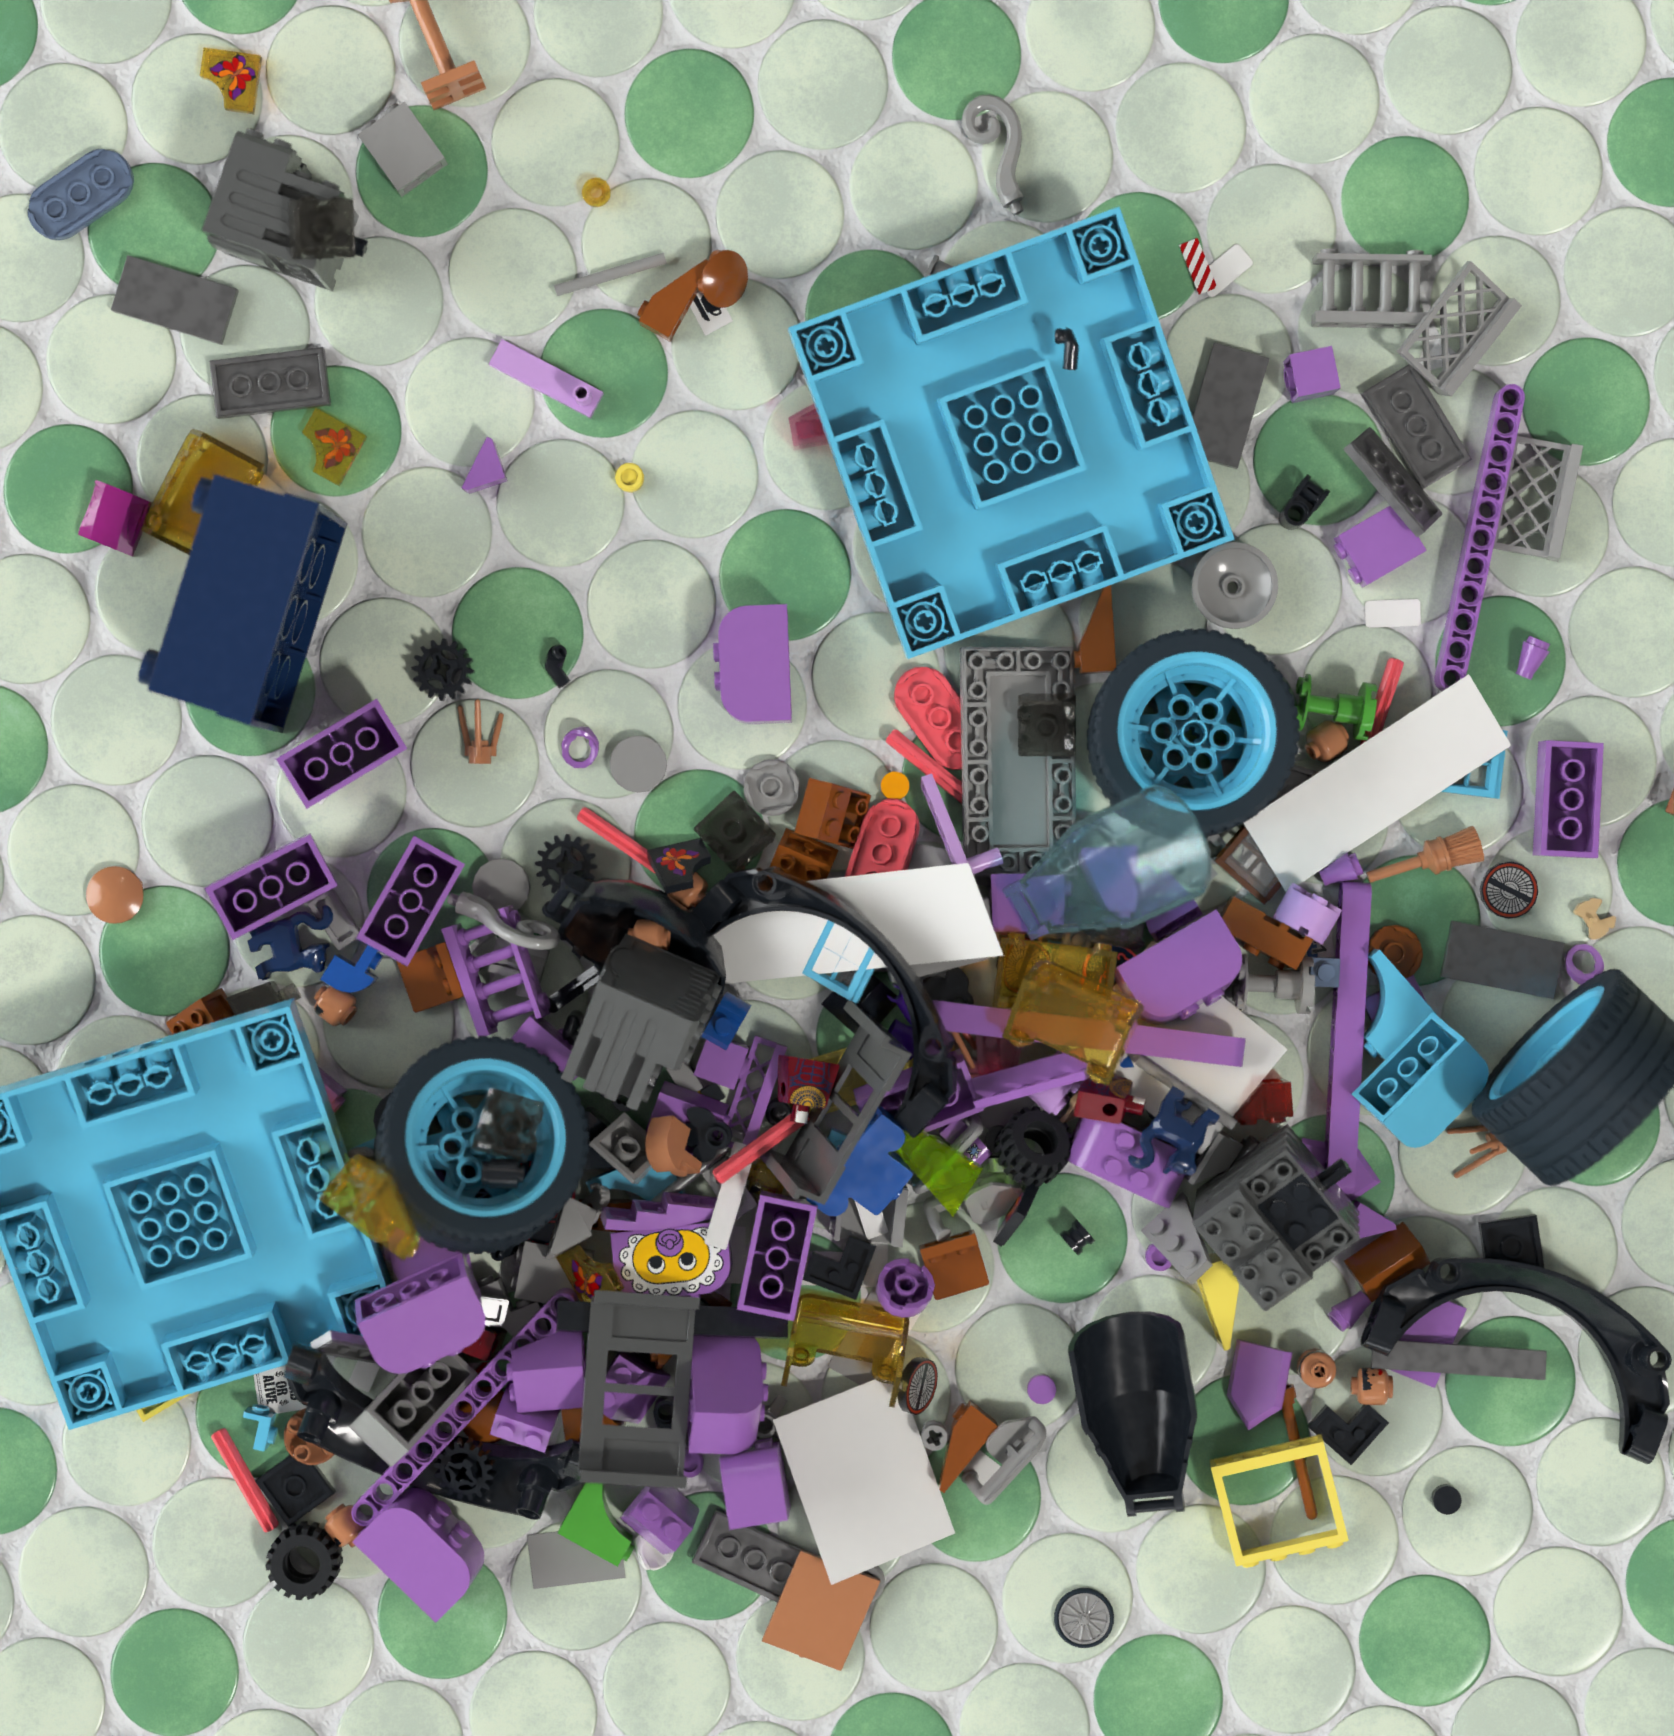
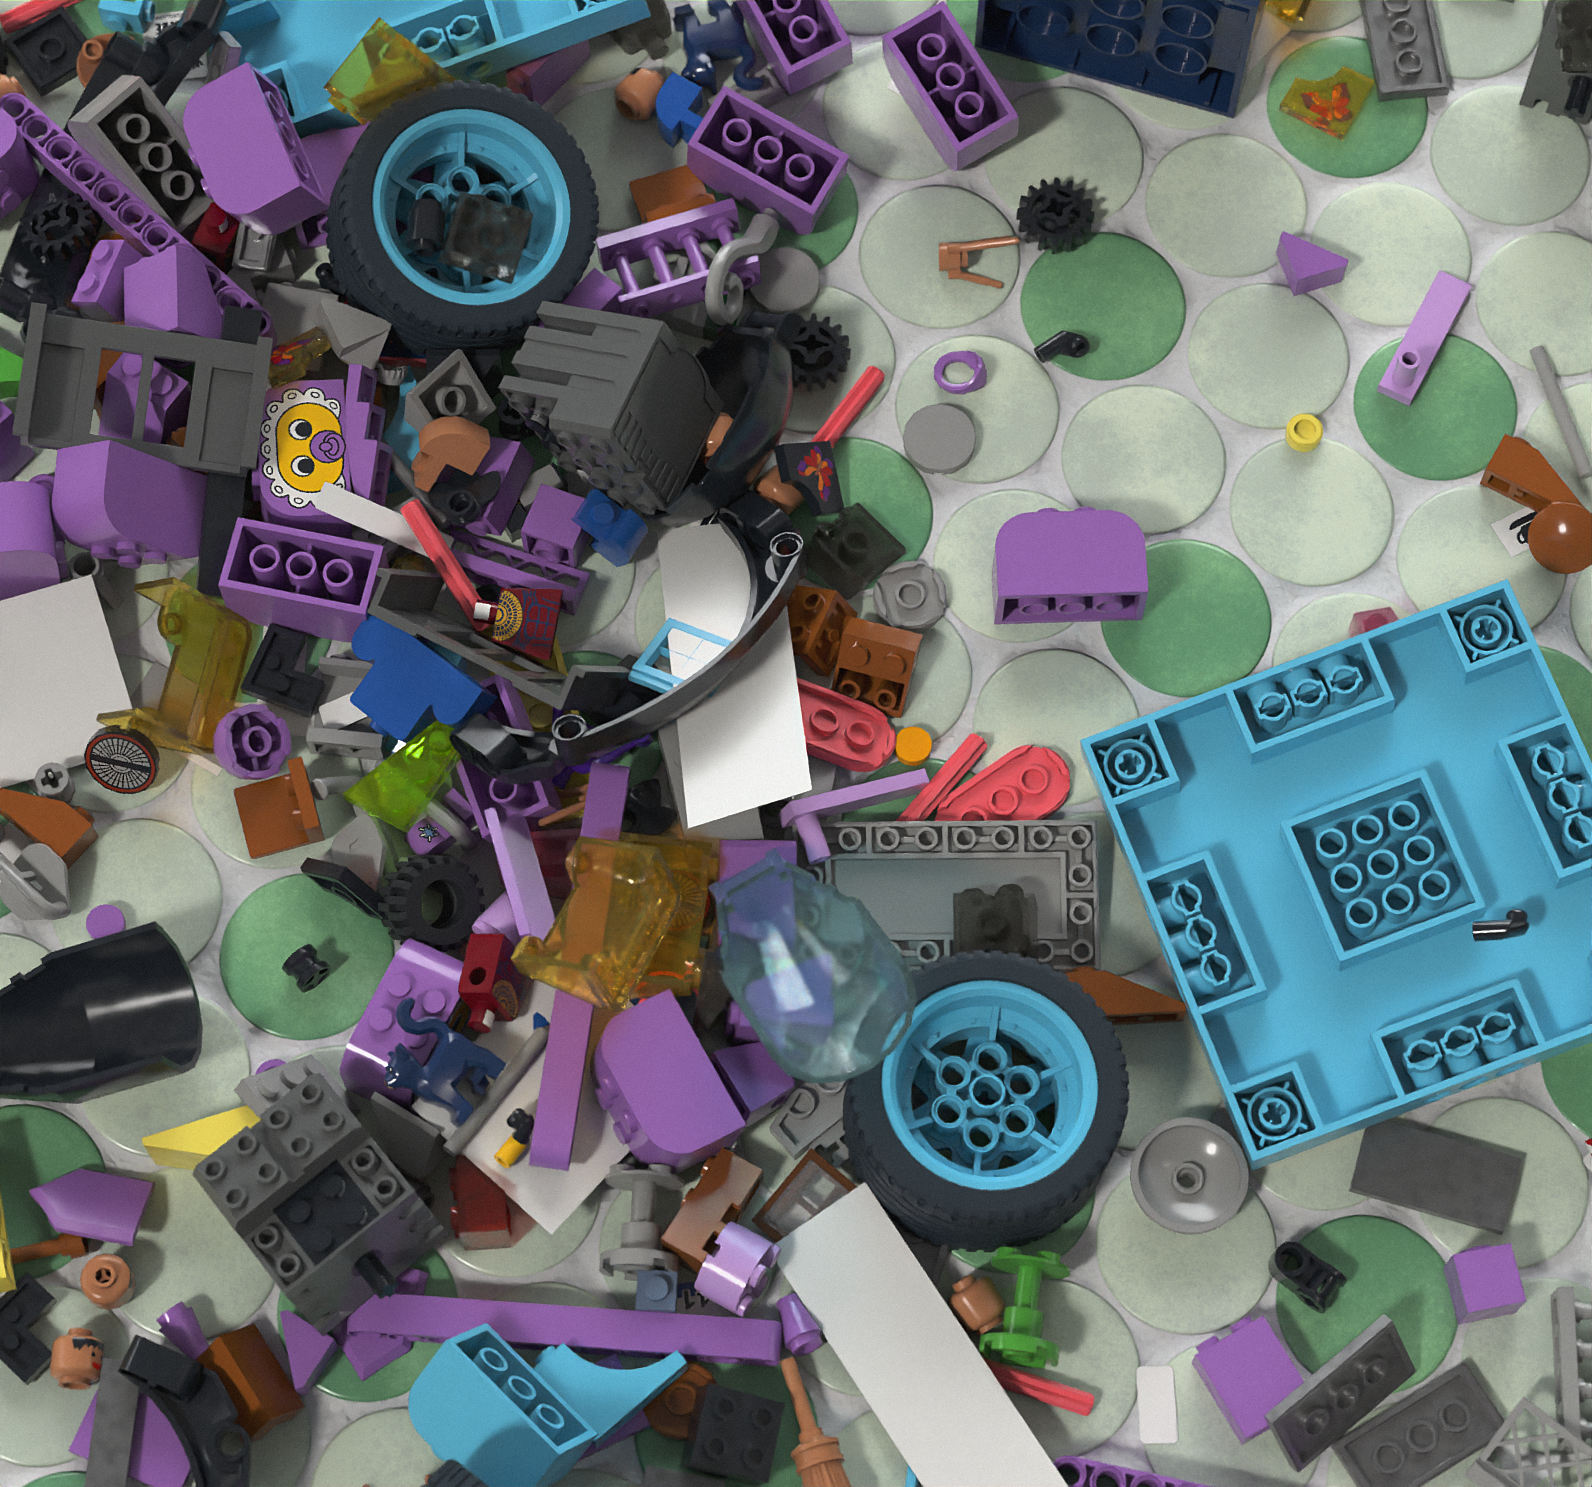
camera: 90 degrees right, 20 degrees down
(1216, 1073) = (518, 1140): none -> arm
(1425, 916) = (732, 1435): none -> black brick

